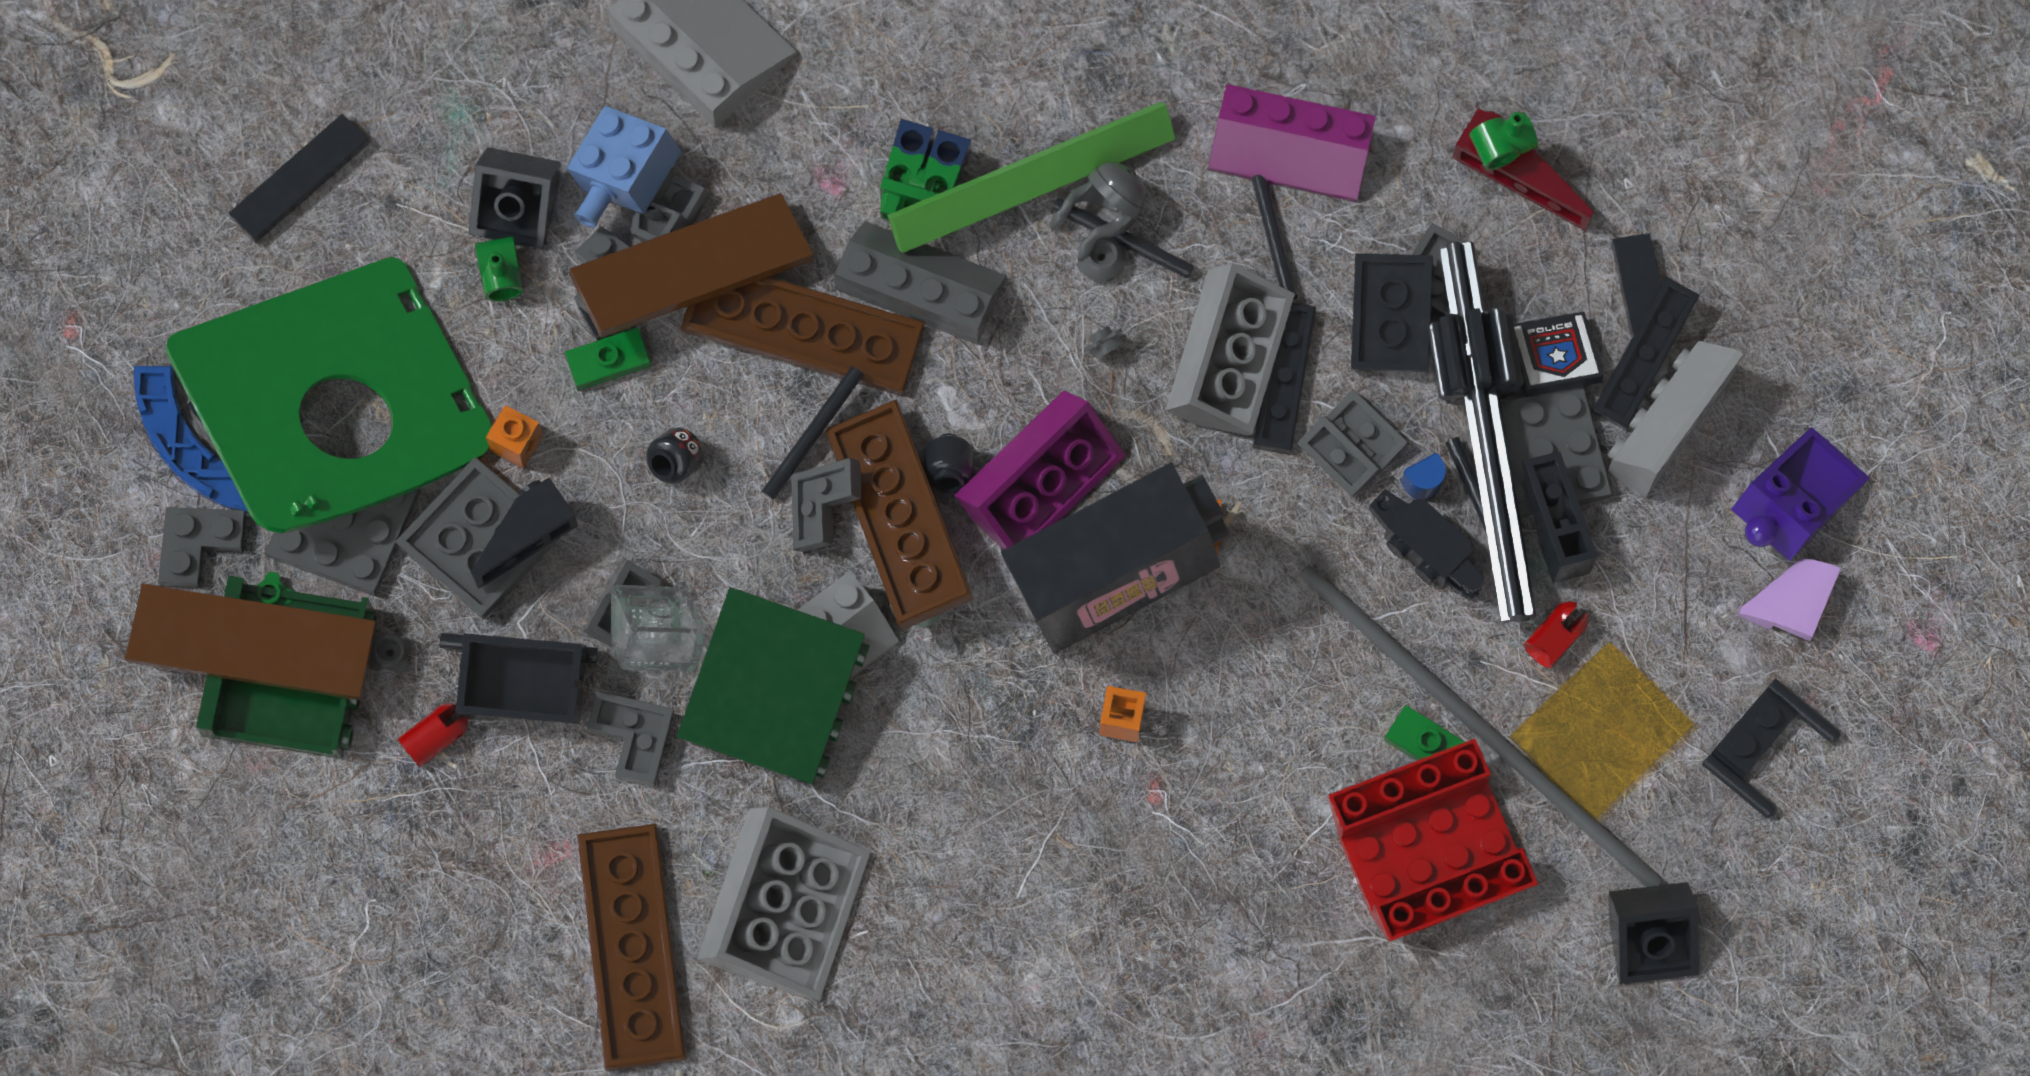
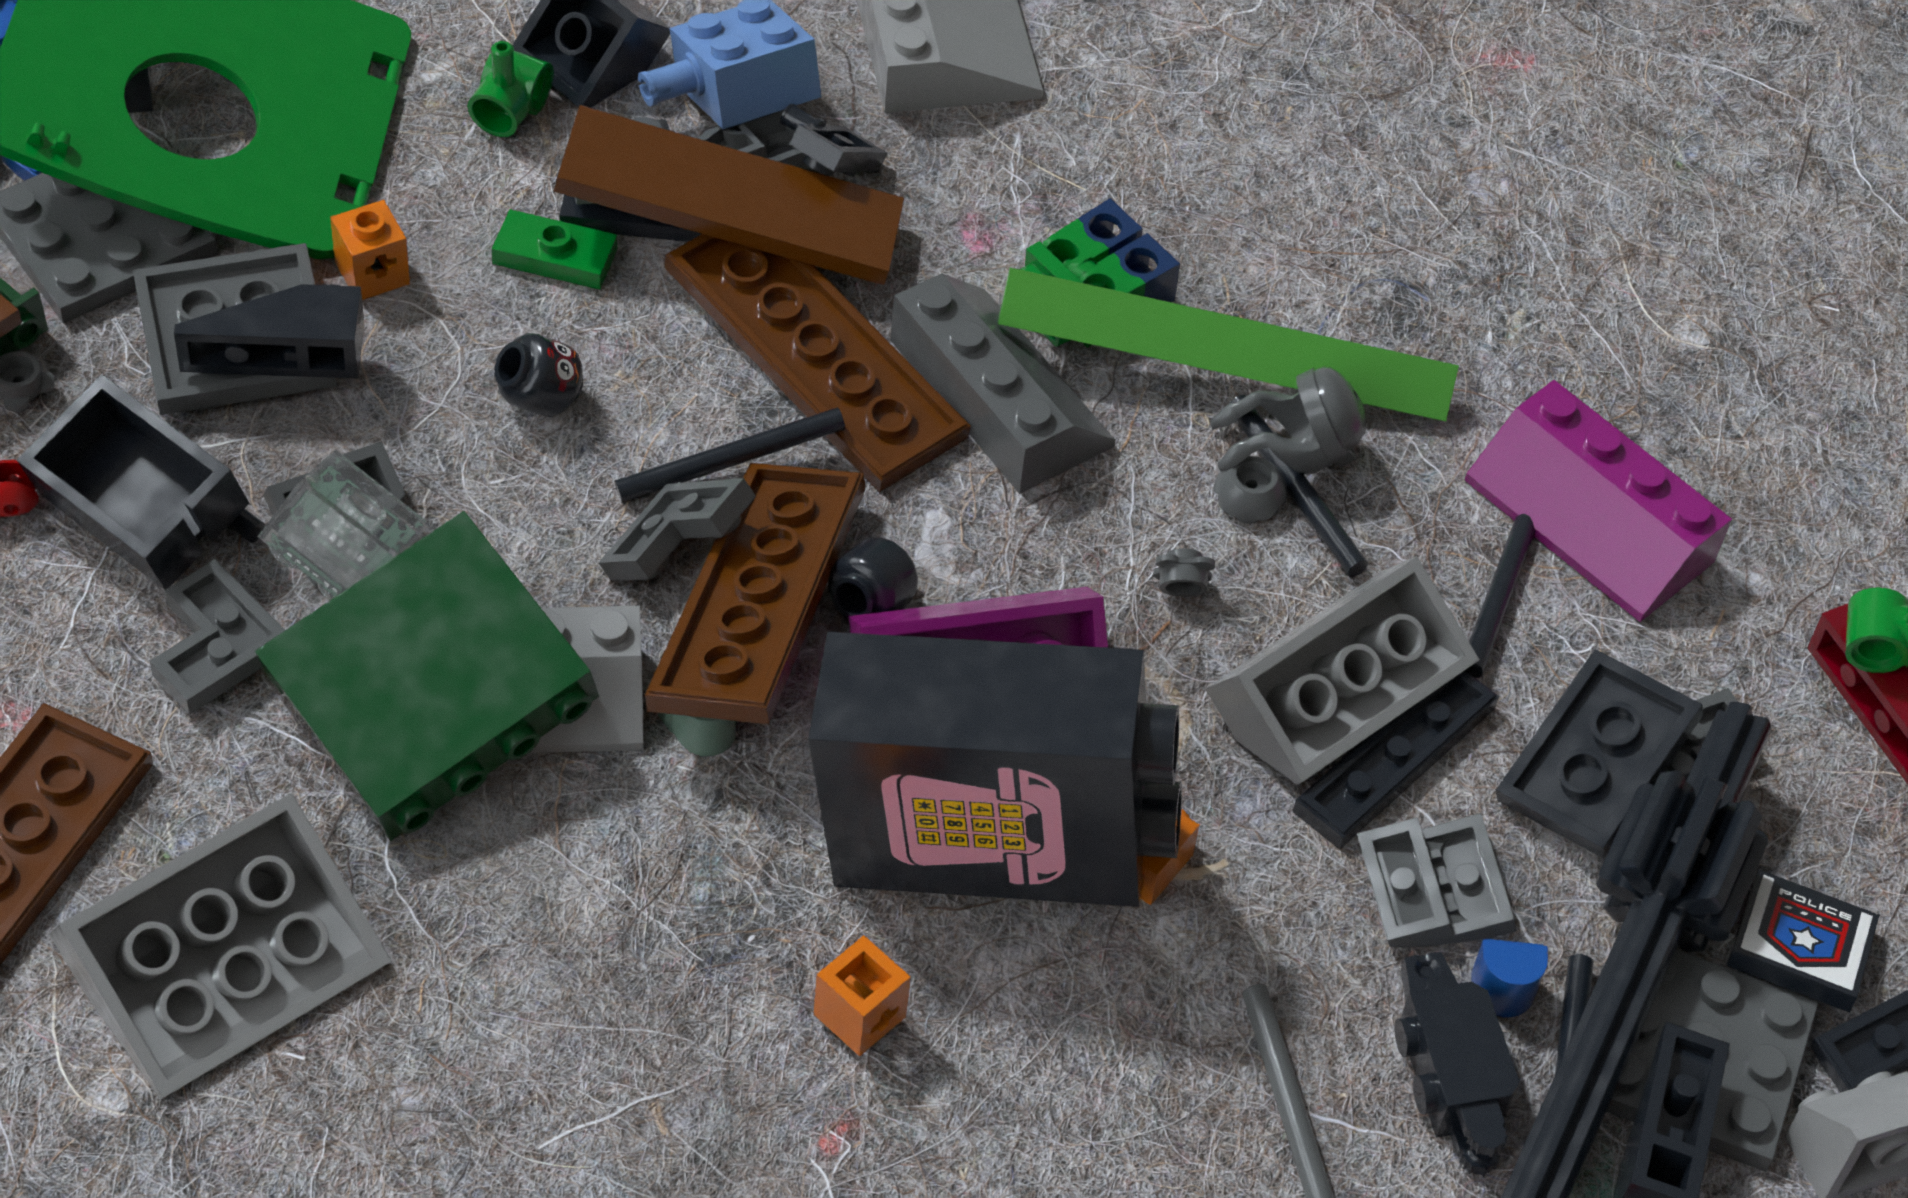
camera: 30 degrees right, 20 degrees down
(718, 185) = (829, 146): none -> black plate

